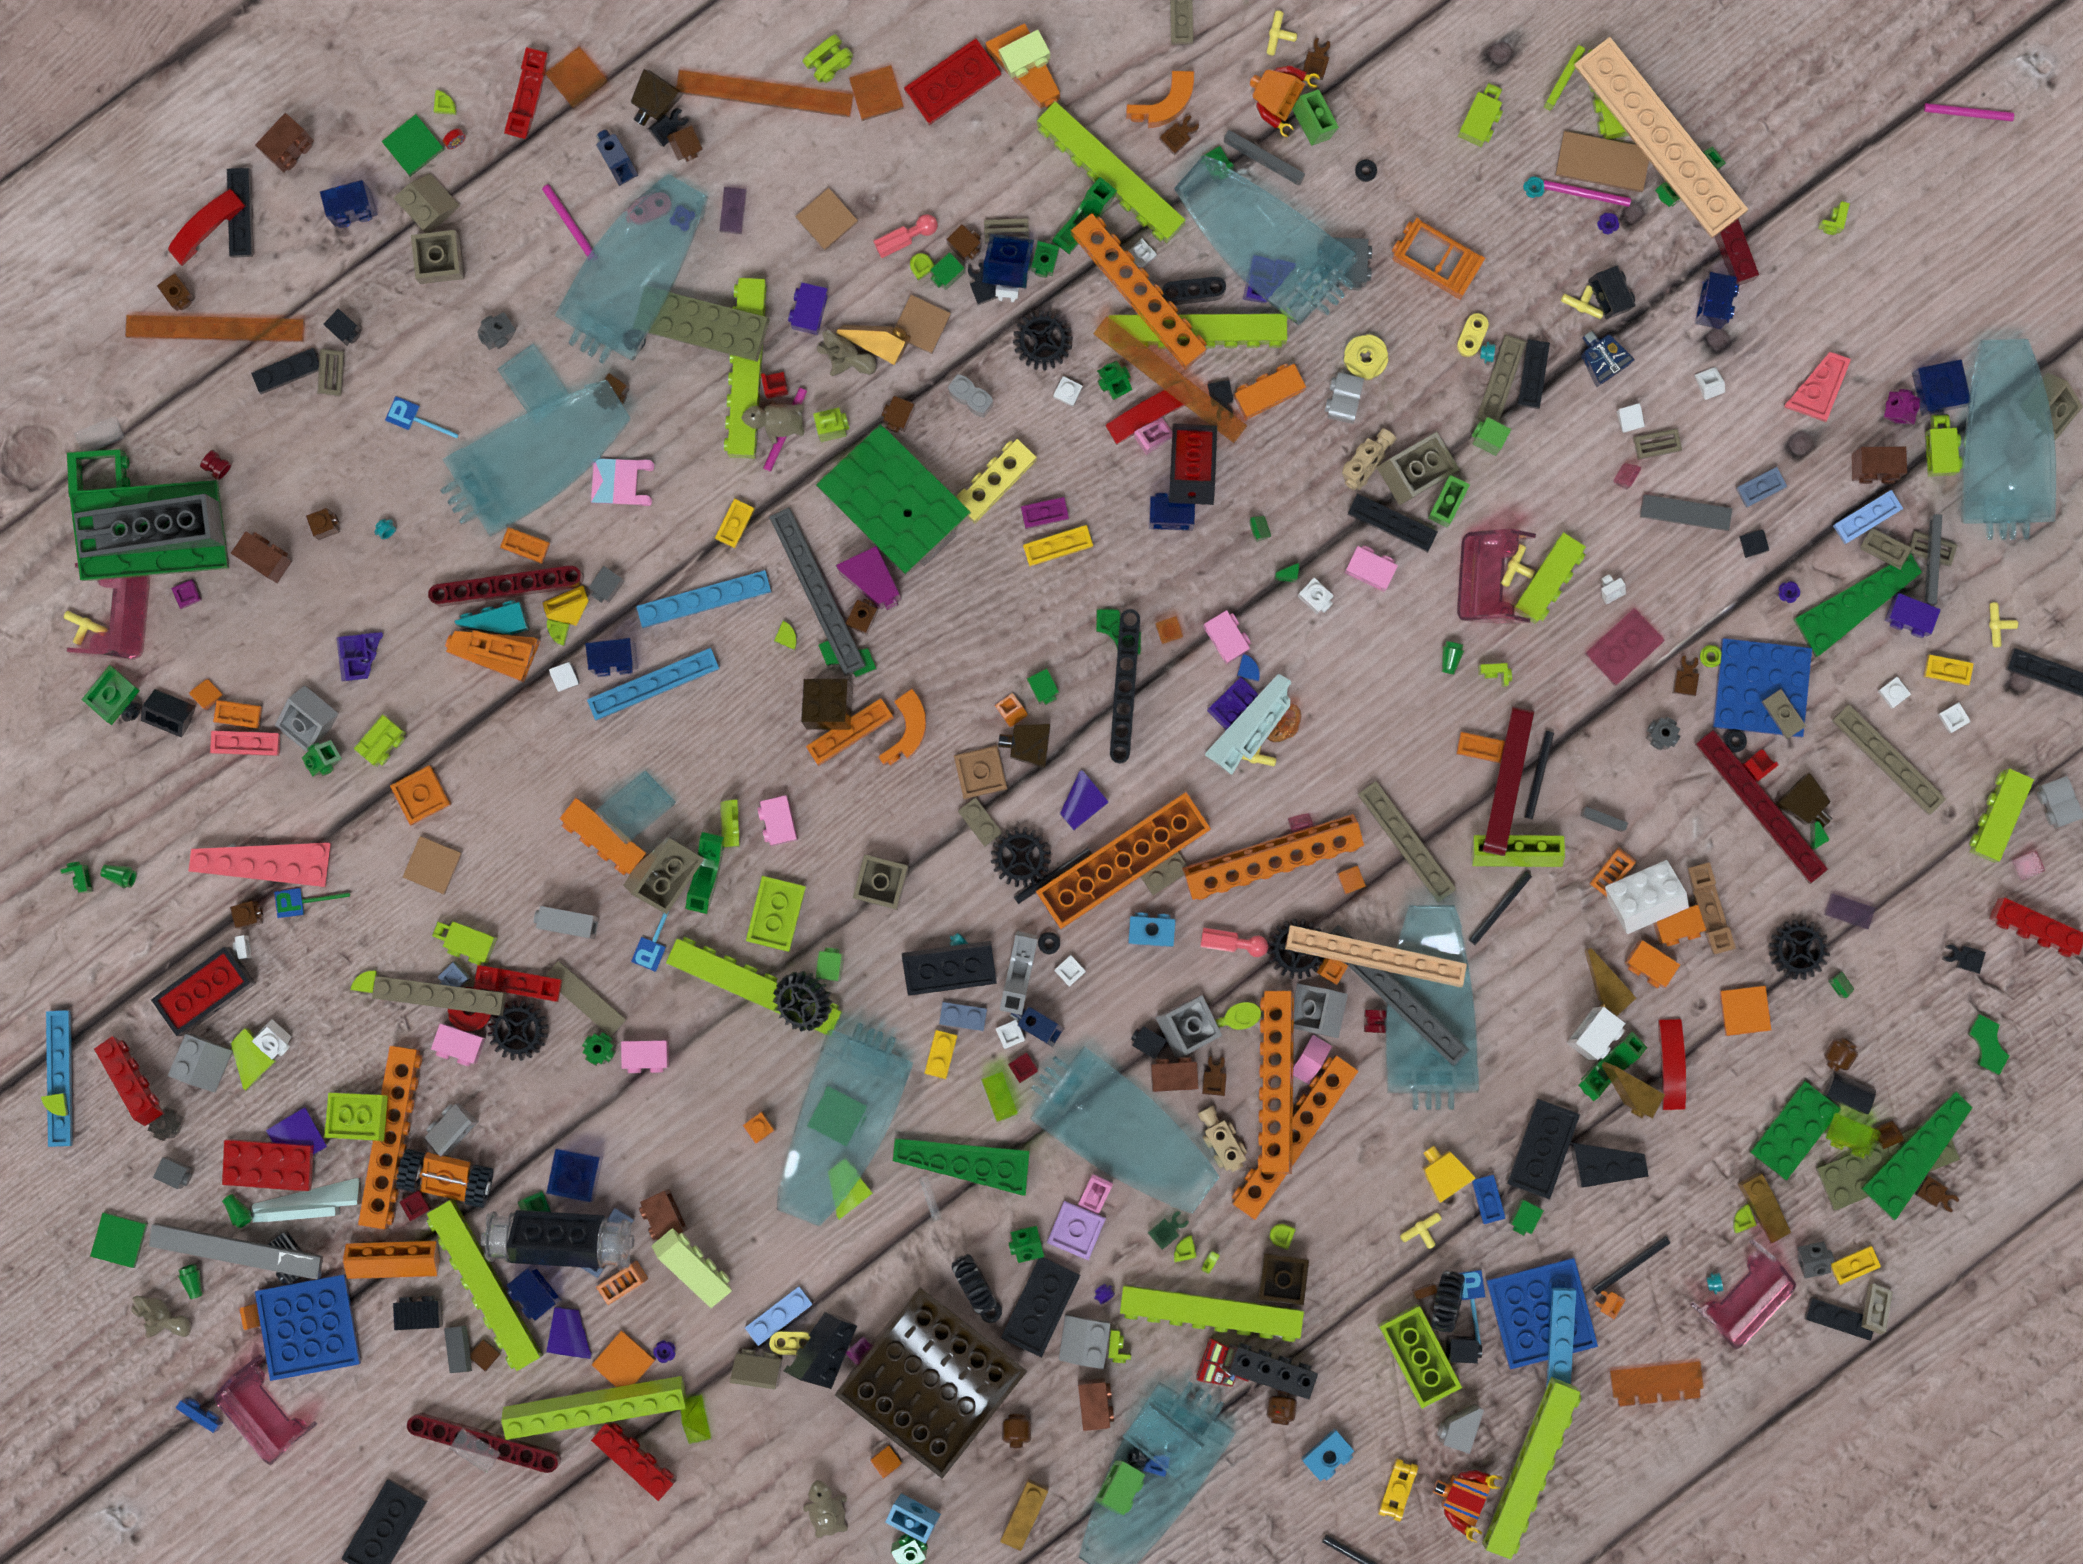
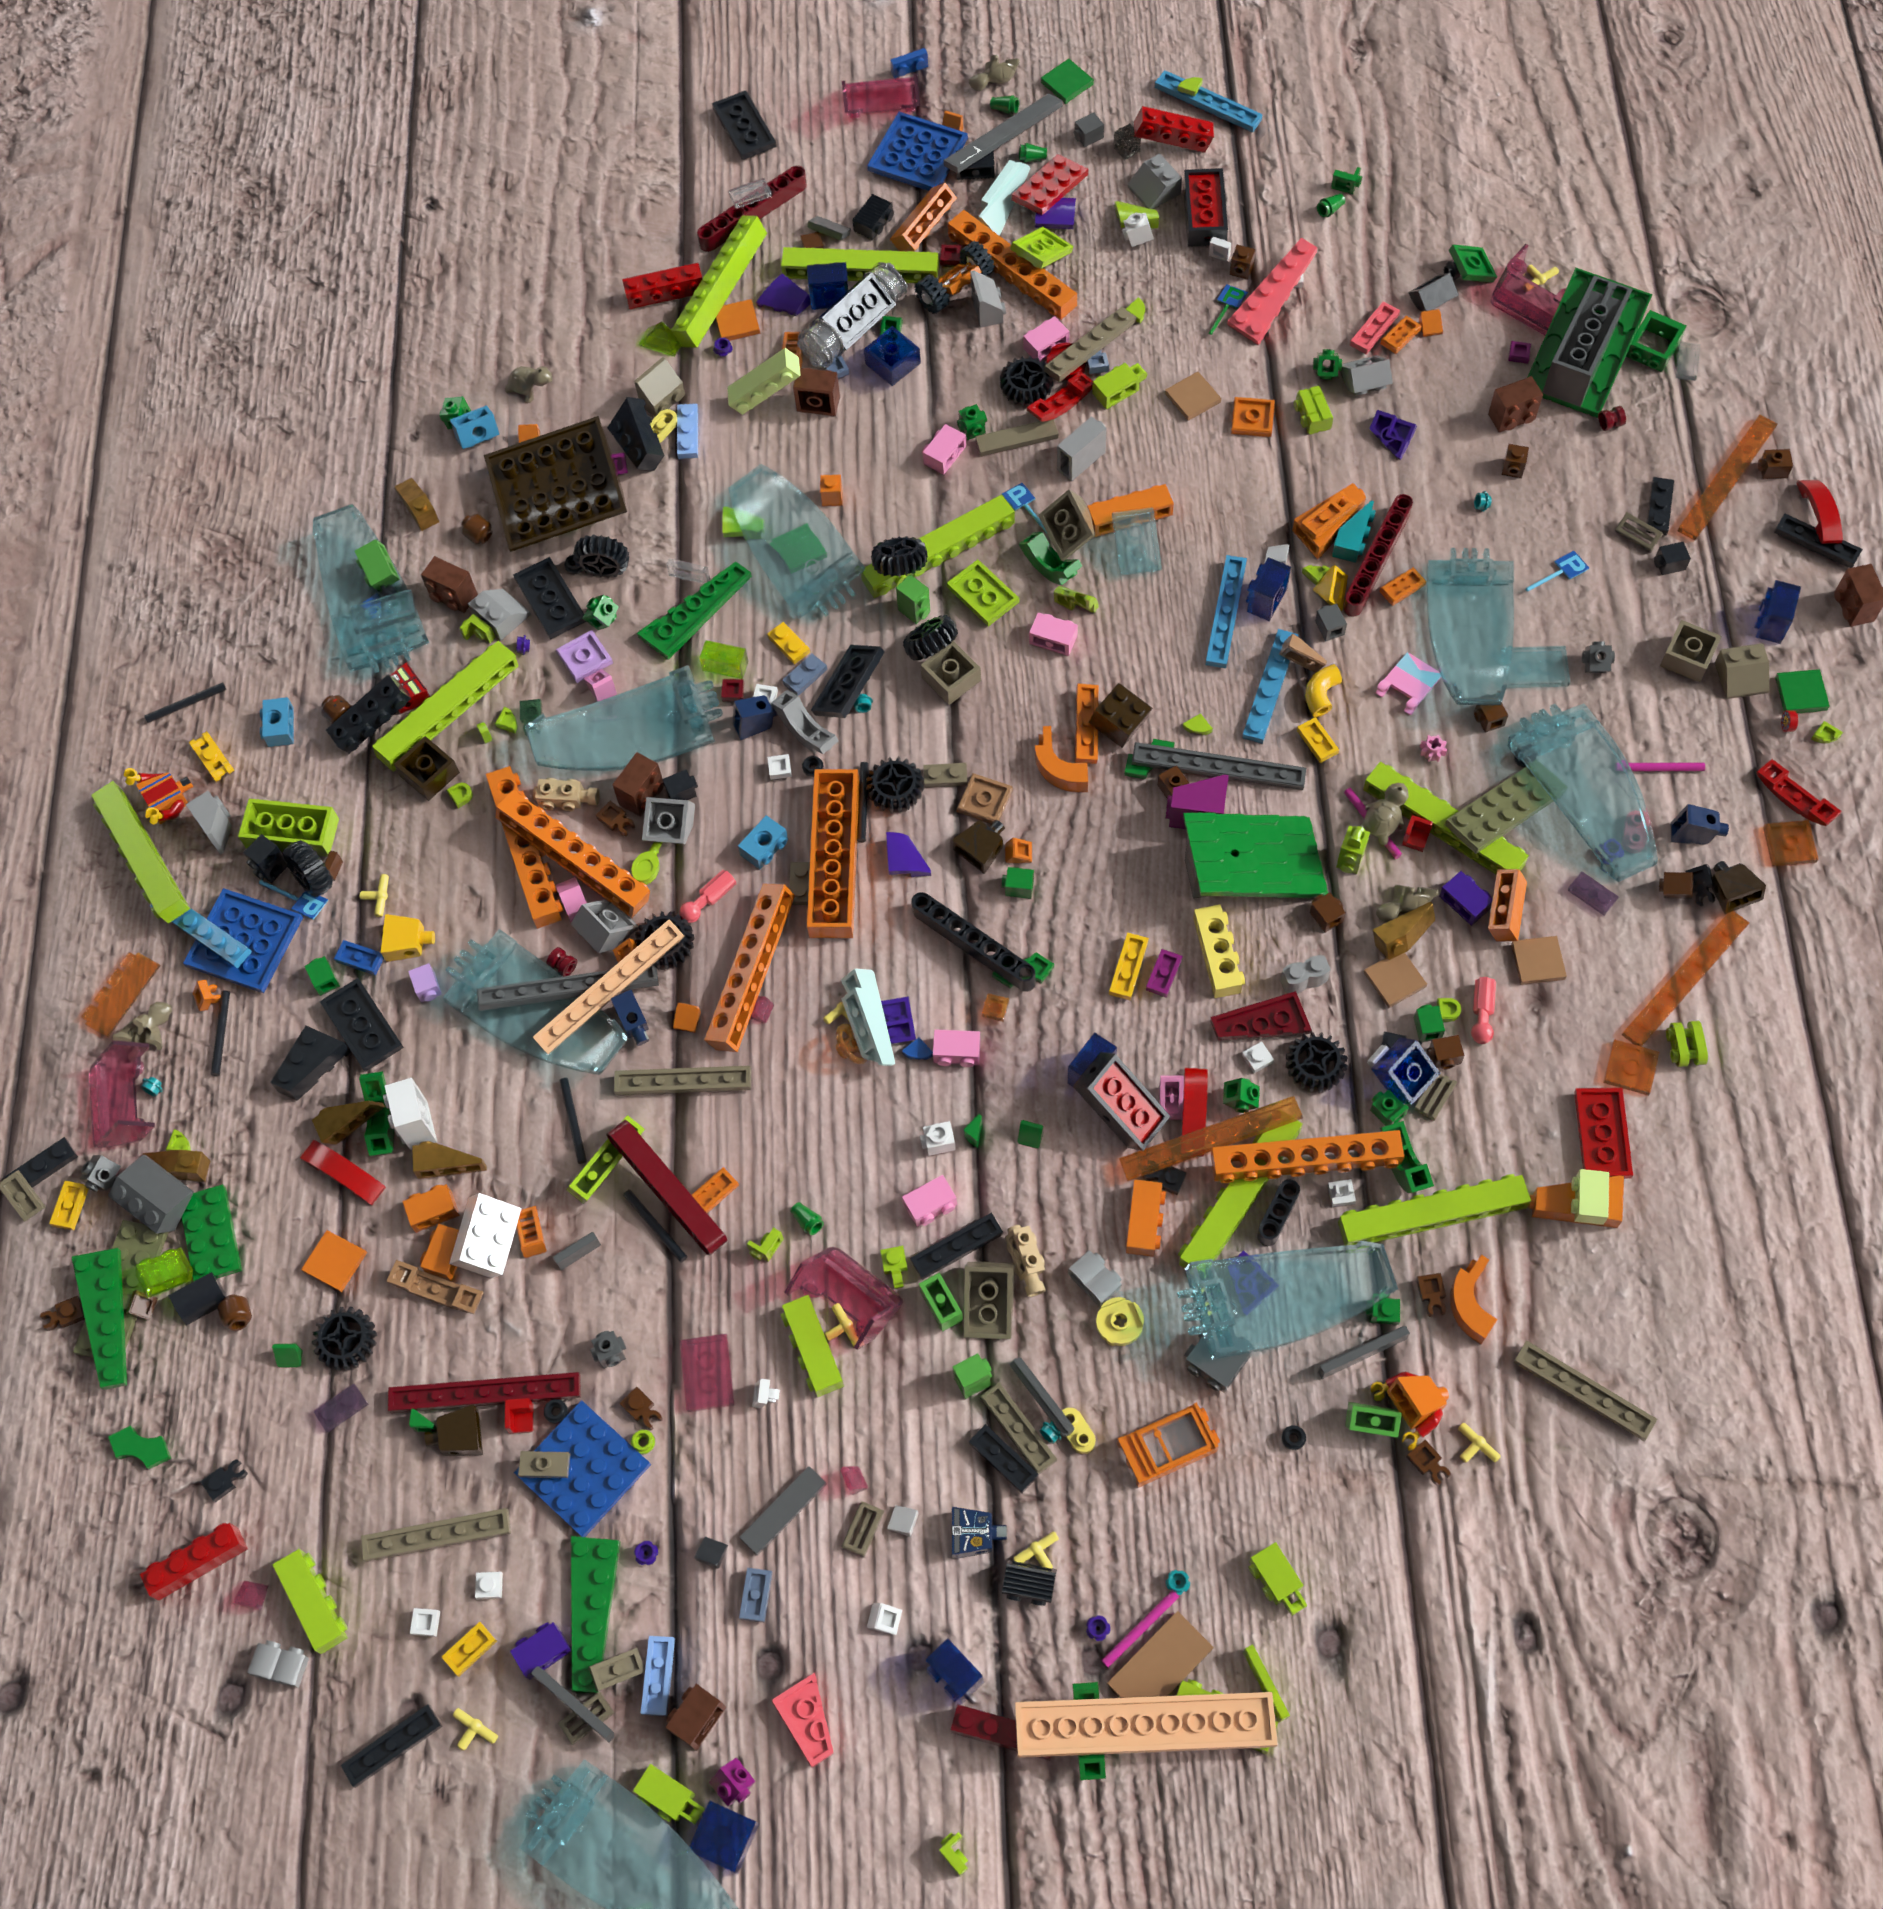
camera: 125 degrees right, 20 degrees down
(660, 593) = (1302, 654): none -> medium nougat slope
(673, 417) = (1428, 751): none -> bright pink gear
(682, 554) = (1317, 689): none -> yellow cylinder
(797, 269) = (1507, 905): none -> orange brick
(861, 921) = (930, 637): none -> black gear
(1027, 402) = (1266, 1018): none -> dark red wing
(1381, 928) = (629, 1011): none -> dark blue torso
(1438, 563) = (894, 1263): none -> lime plate
(1467, 376) = (1042, 1397): none -> dark grey axle
(1472, 1122) = (425, 983): none -> lavender brick
(1674, 1329) = (145, 1027): none -> dark tan animal
(1803, 1198) = (151, 1195): none -> dark grey slope

